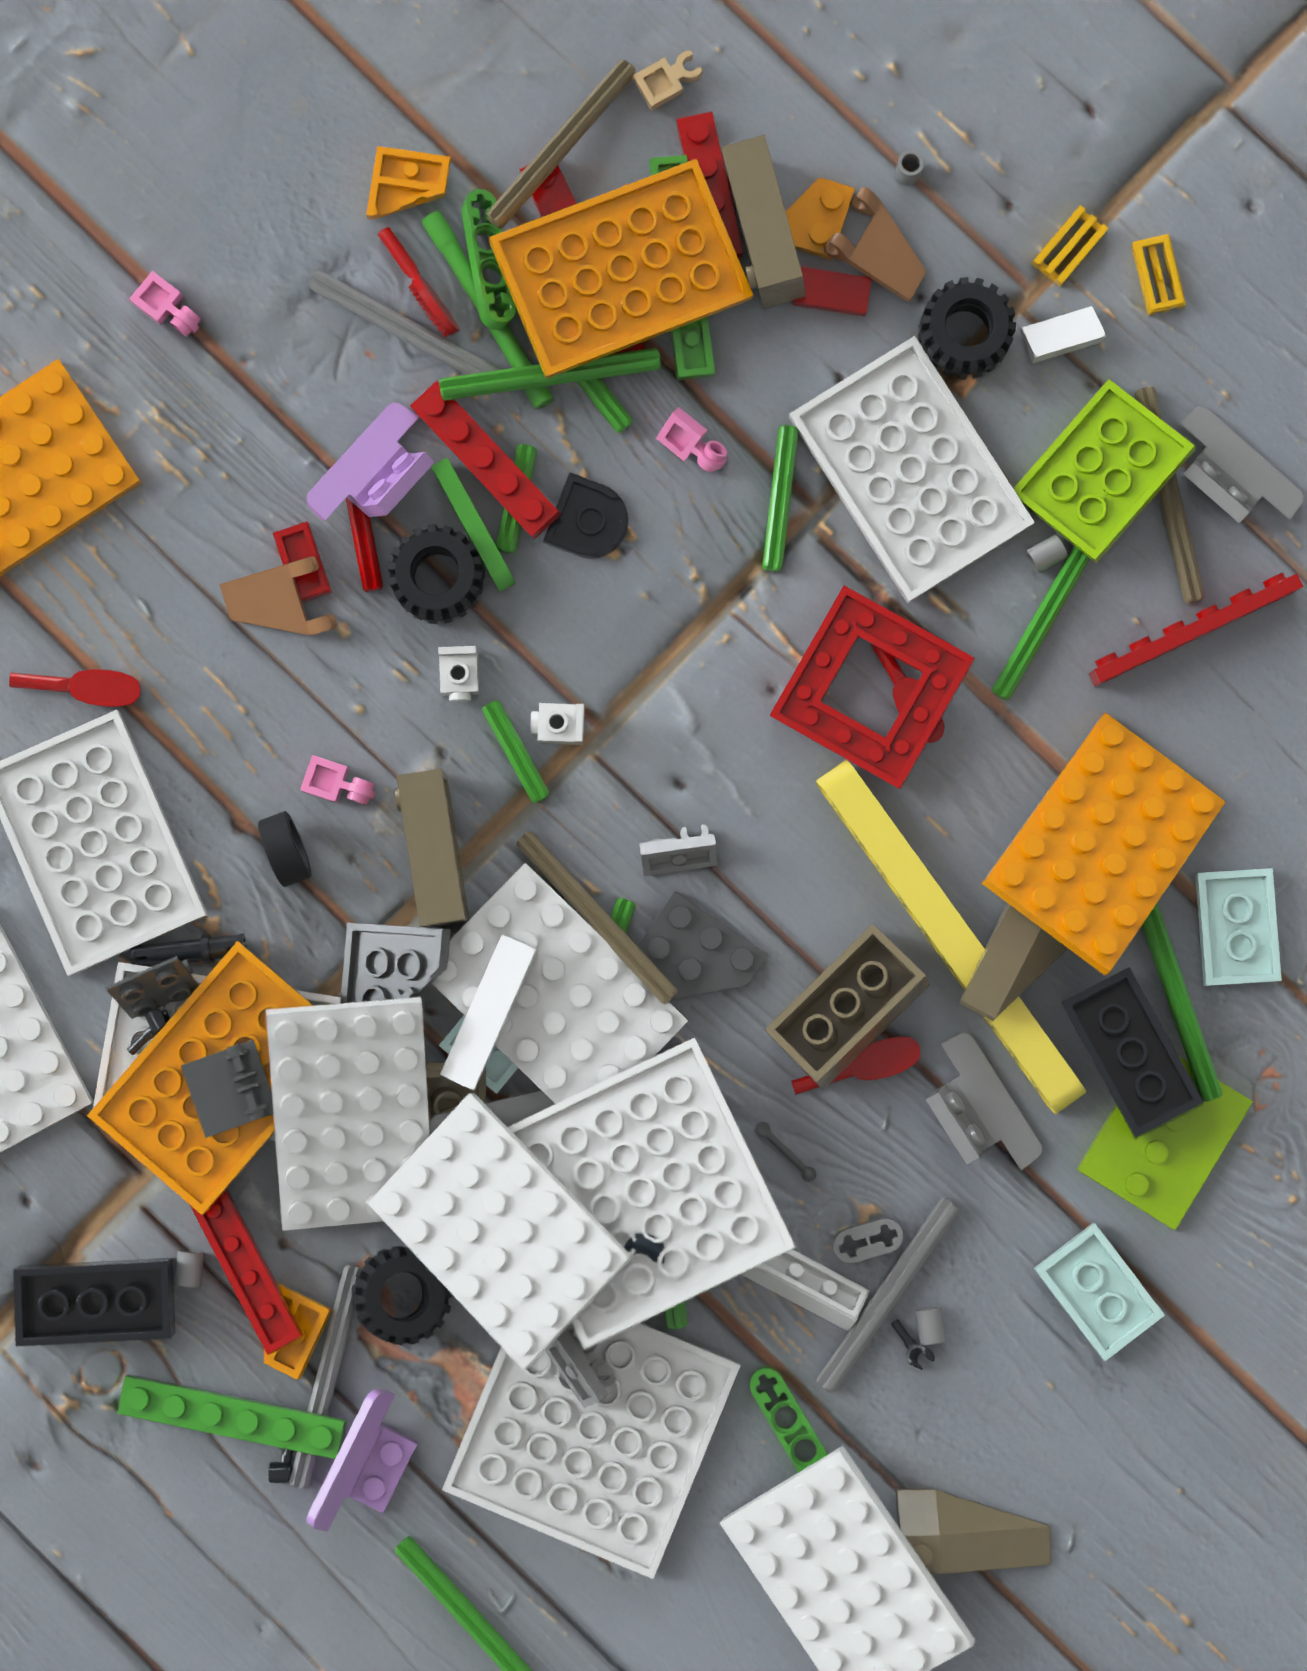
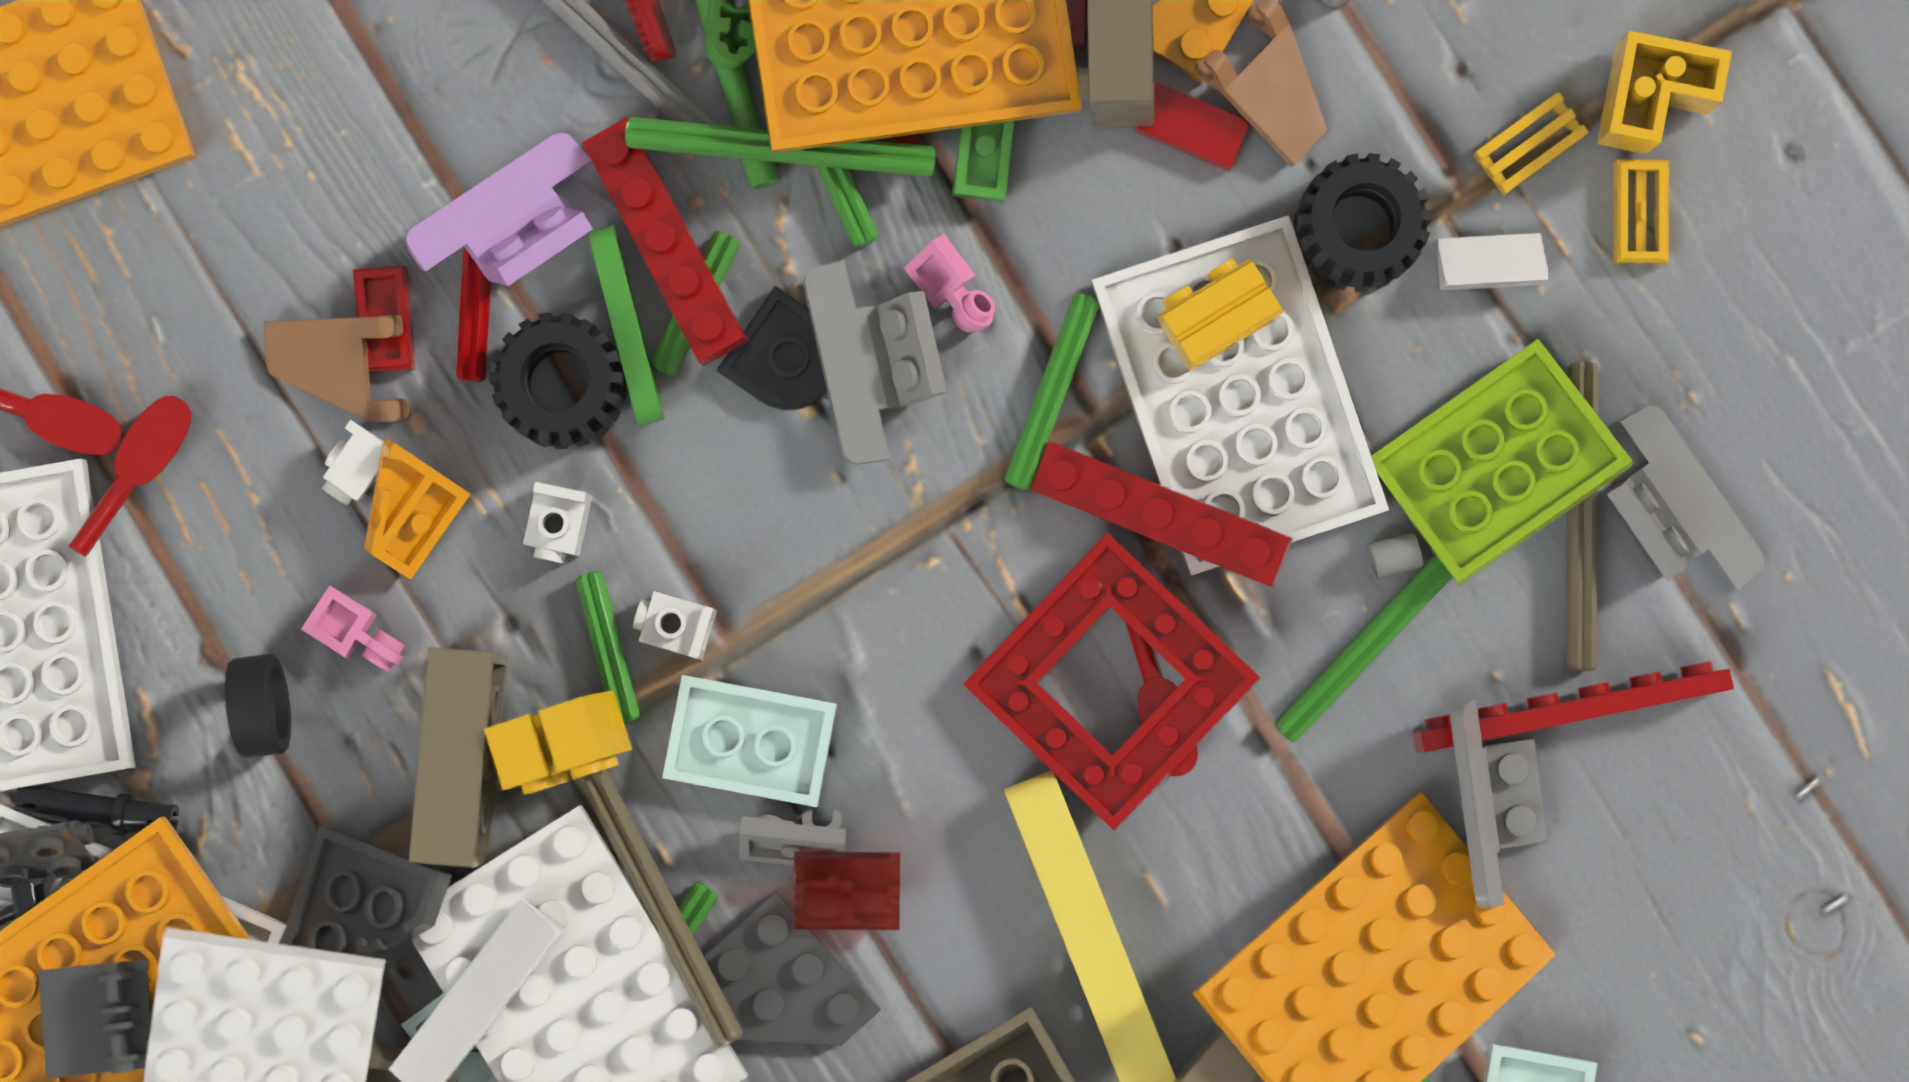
camera: 10 degrees right, 0 degrees up
(158, 699) = (140, 458): none -> red piece
(311, 667) = (353, 466): none -> white brick
(354, 688) = (409, 509): none -> light orange wing
(507, 816) = (568, 736): none -> yellow piece
(631, 791) = (749, 741): none -> light aqua plate
(649, 506) = (870, 358): none -> light grey plate
(725, 876) = (847, 890): none -> clear red hinge
(877, 563) = (1161, 514): none -> red plate
(883, 414) = (1219, 313): none -> yellow brick
(1142, 178) = (1650, 77): none -> yellow brick
(1159, 701) = (1498, 798): none -> light grey plate

